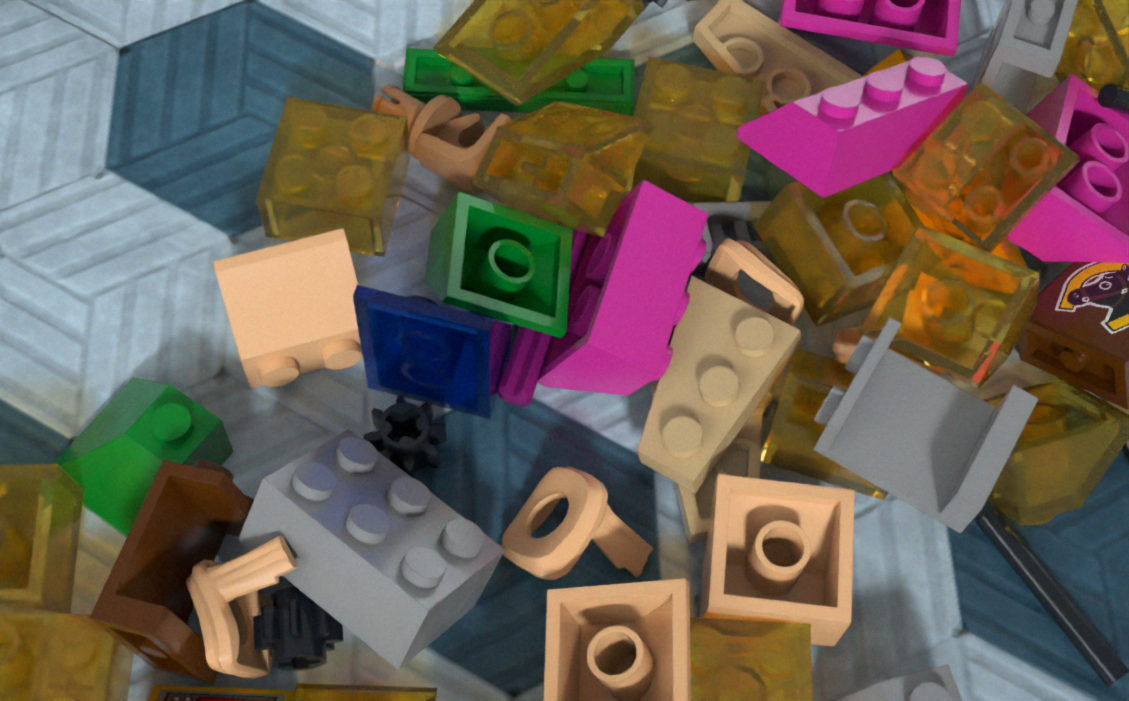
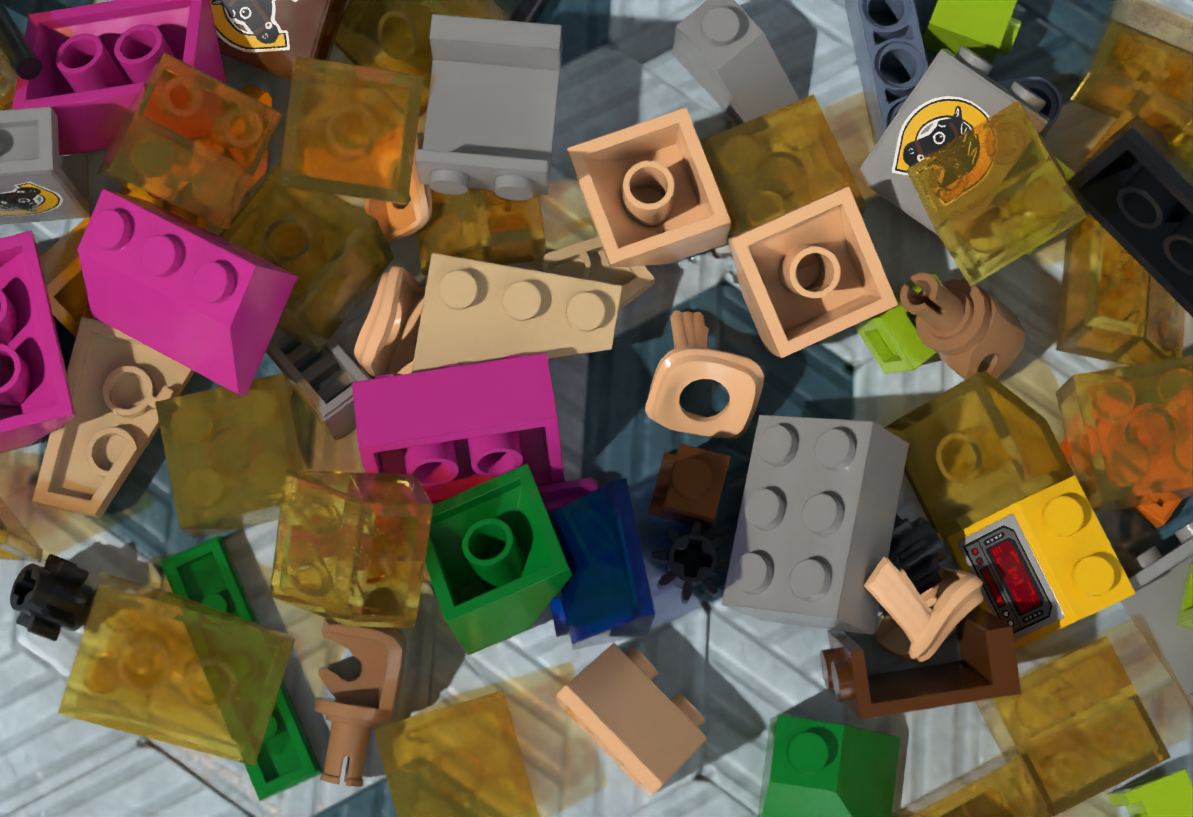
camera: 115 degrees left, 15 degrees up
(472, 469) = (689, 486): none -> reddish brown brick

